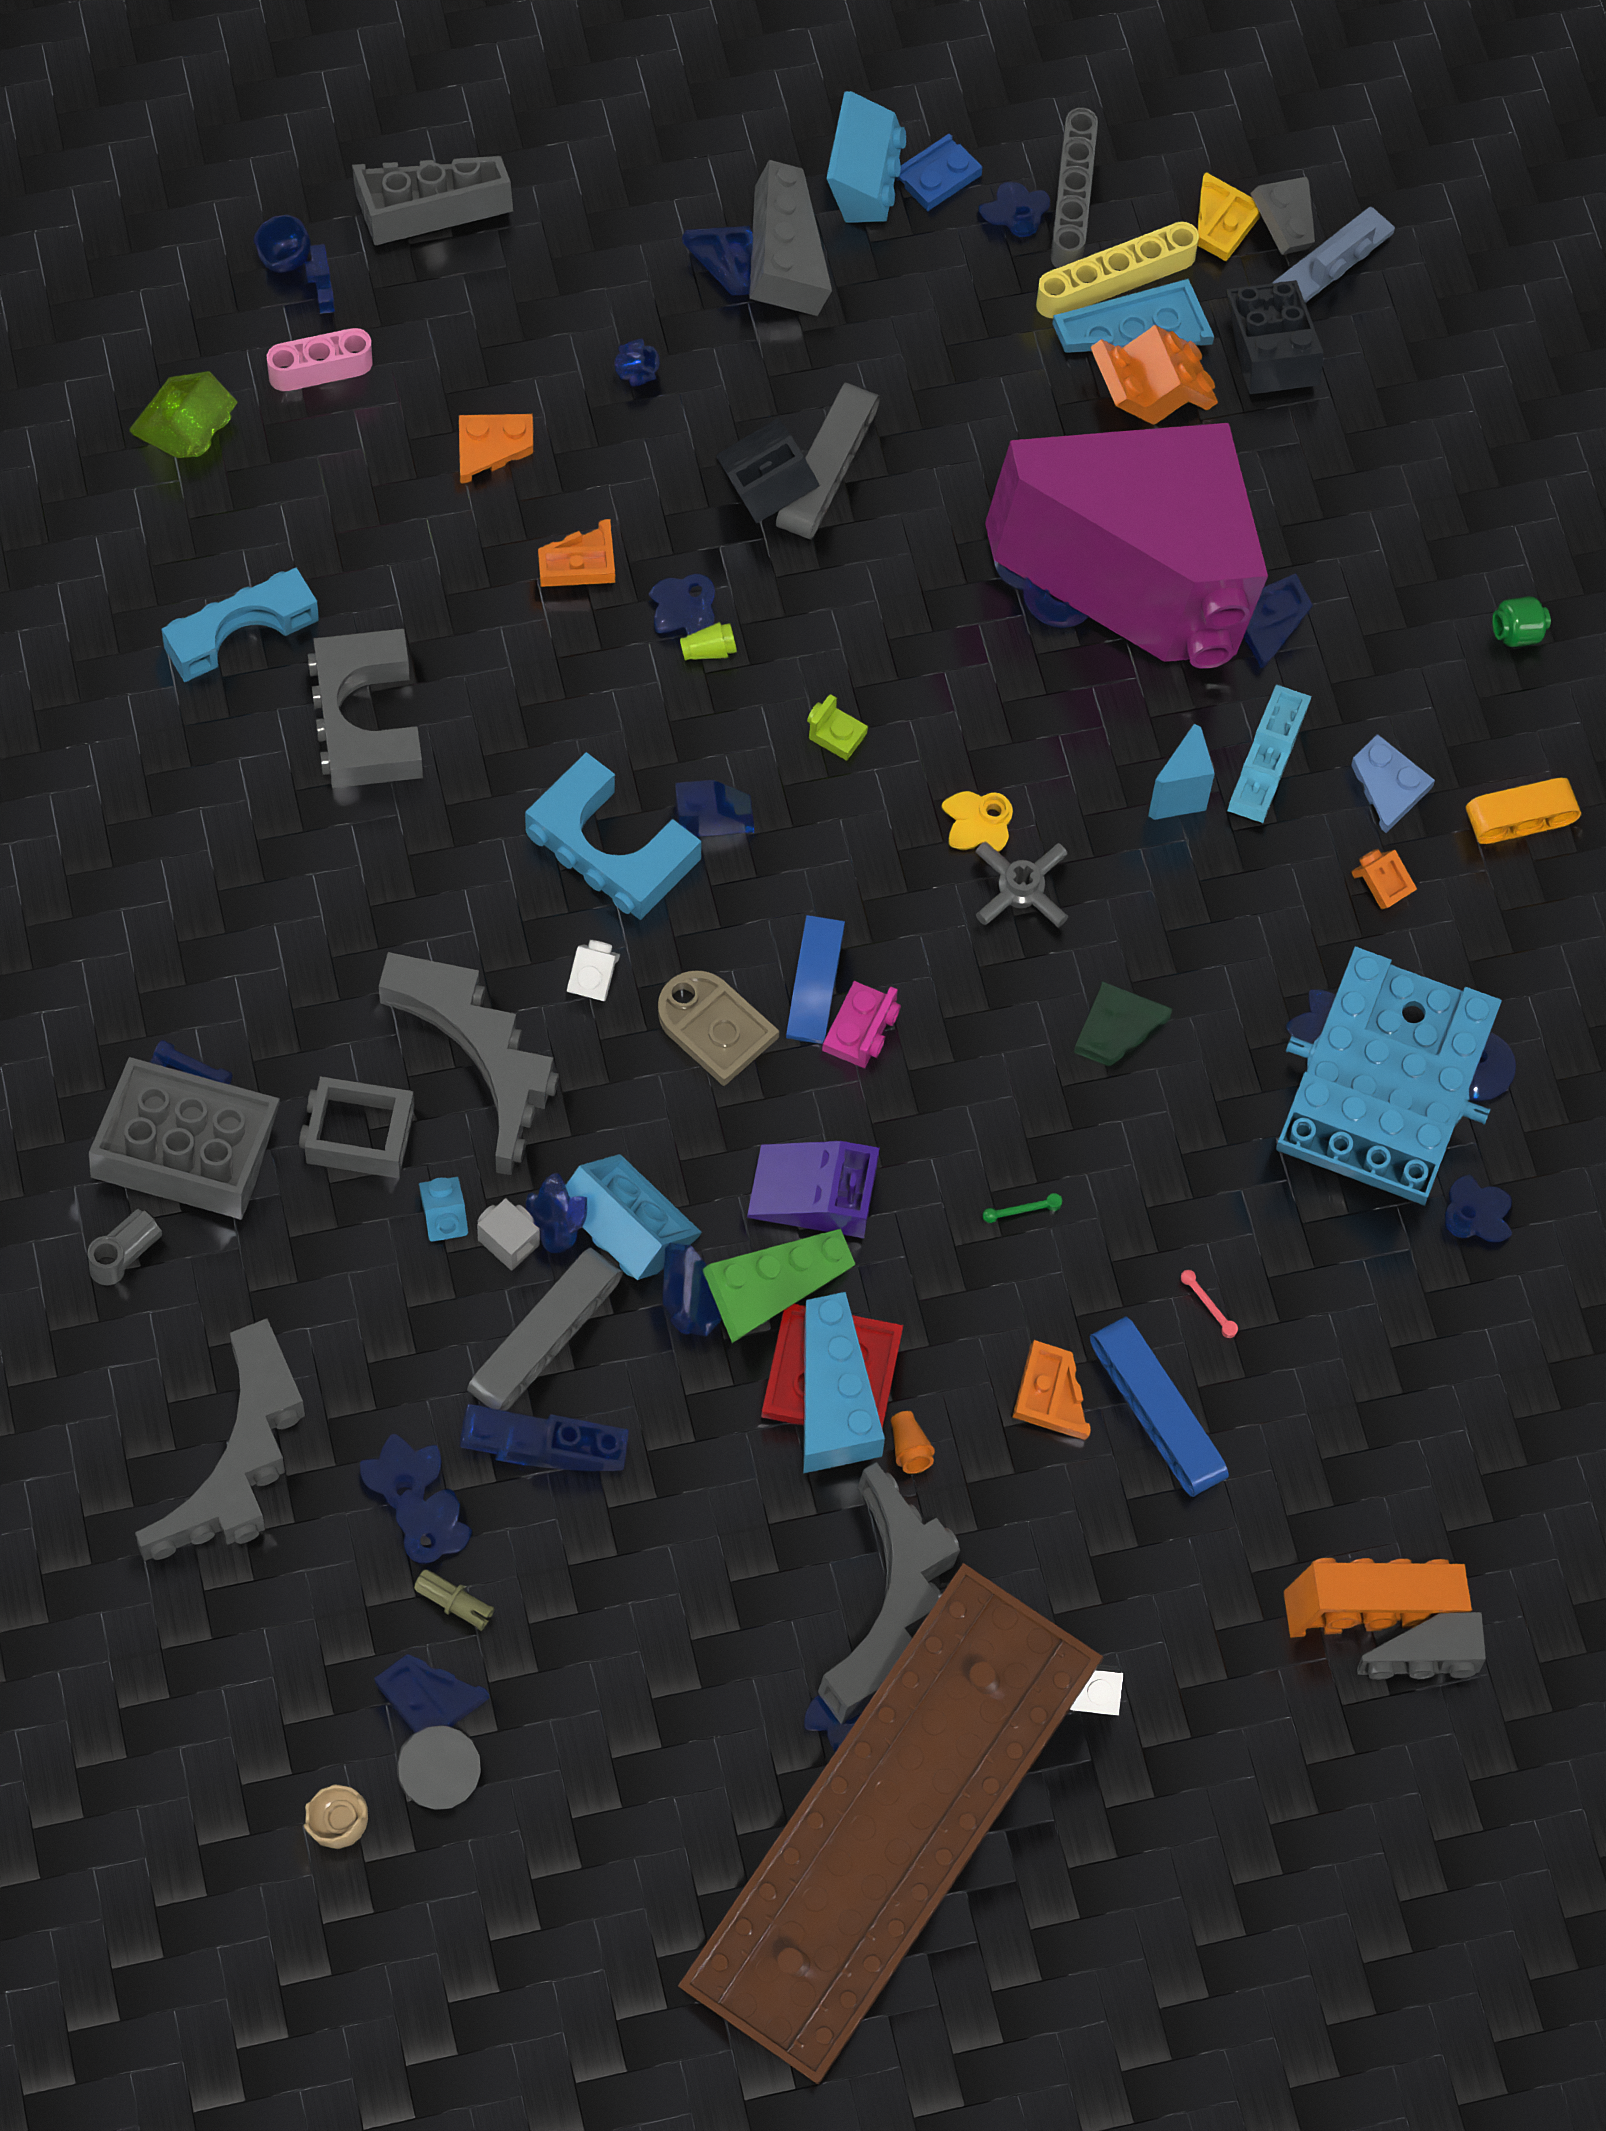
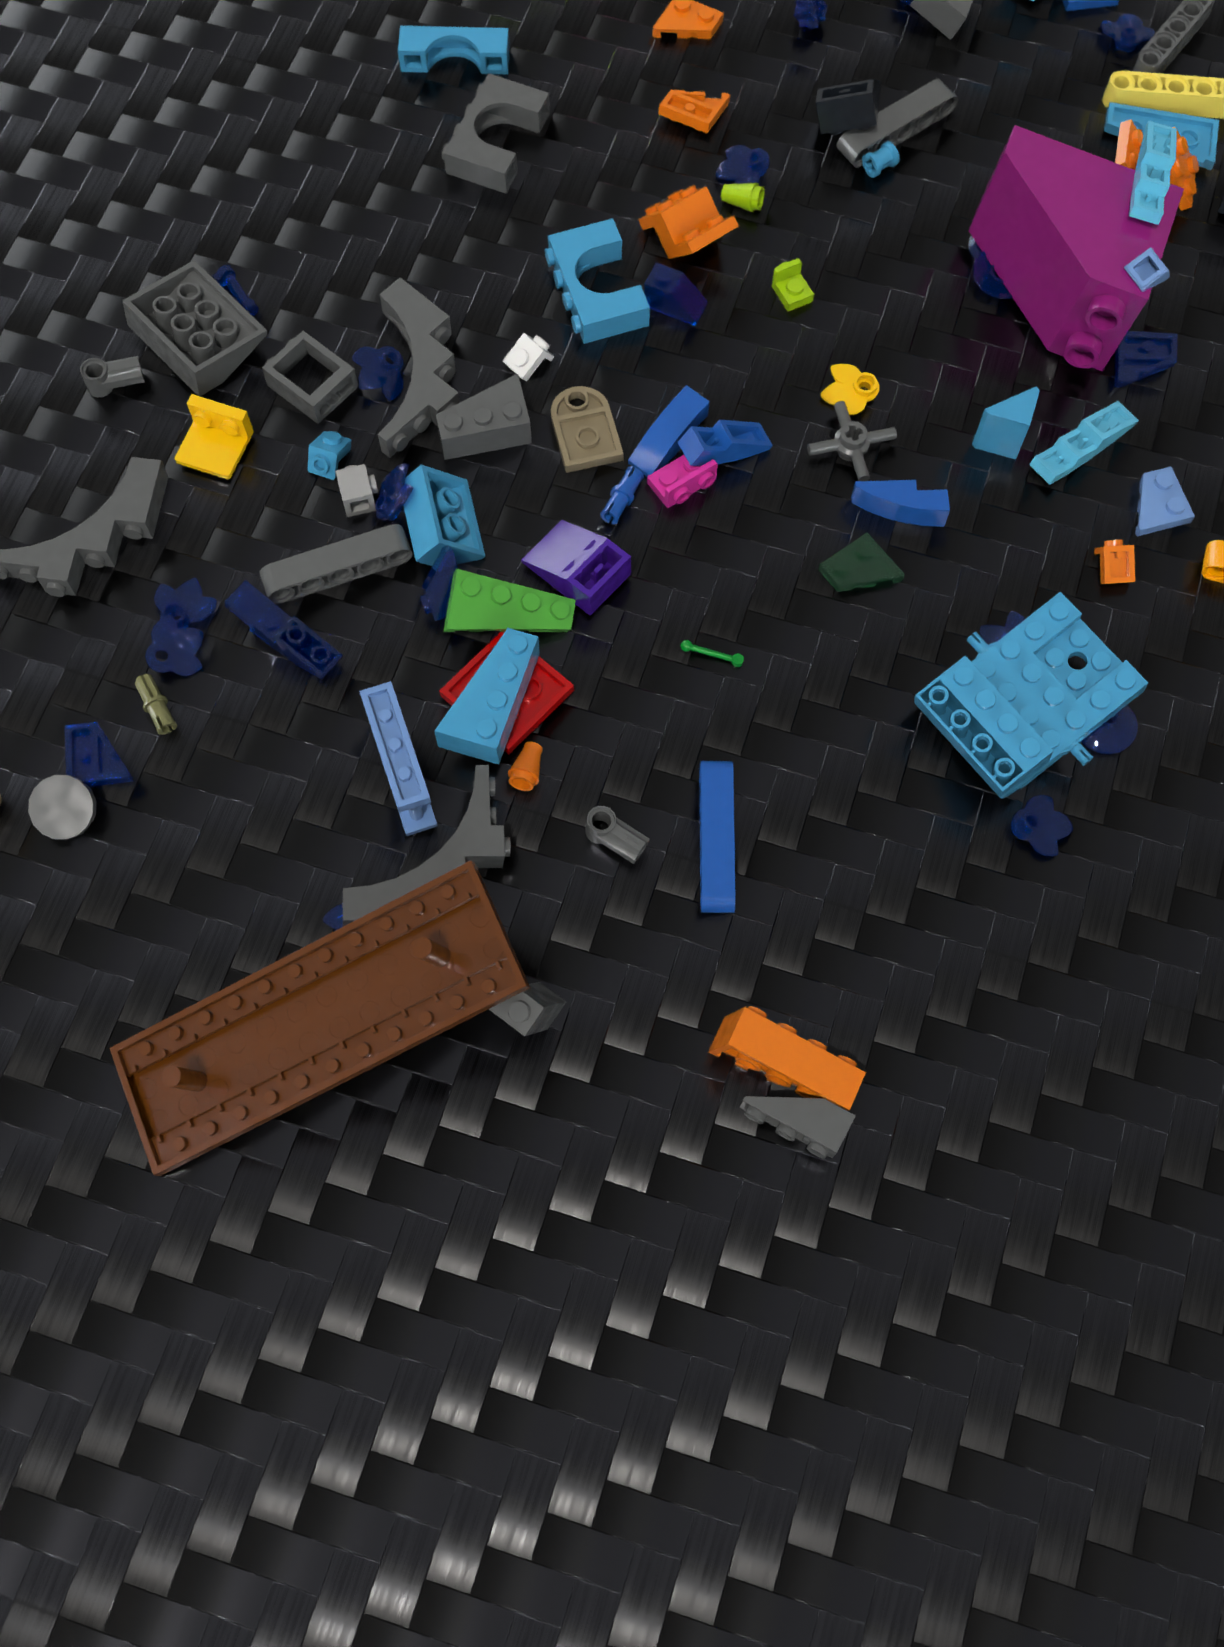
camera: 35 degrees right, 5 degrees up
(300, 1260) = (215, 437): none -> yellow bracket
(435, 1079) = (378, 372): none -> clear blue plate
(603, 1074) = (486, 421): none -> dark grey wedge
(674, 713) = (687, 221): none -> orange bracket
(782, 1507) = (398, 758): none -> medium blue fence
(809, 1080) = (622, 495): none -> blue pin
(838, 517) = (880, 159): none -> dark azure bush
(885, 960) = (724, 442): none -> blue slope
(1050, 1392) = (647, 785): orange wing -> none
(1056, 1462) = (618, 836): none -> dark grey piece
(1121, 926) = (902, 502): none -> blue slope
(1188, 423) = (1153, 172): none -> medium azure slope
(1229, 1328) = (804, 810): coral hinge -> none
(1249, 544) = (1147, 270): none -> medium blue slope

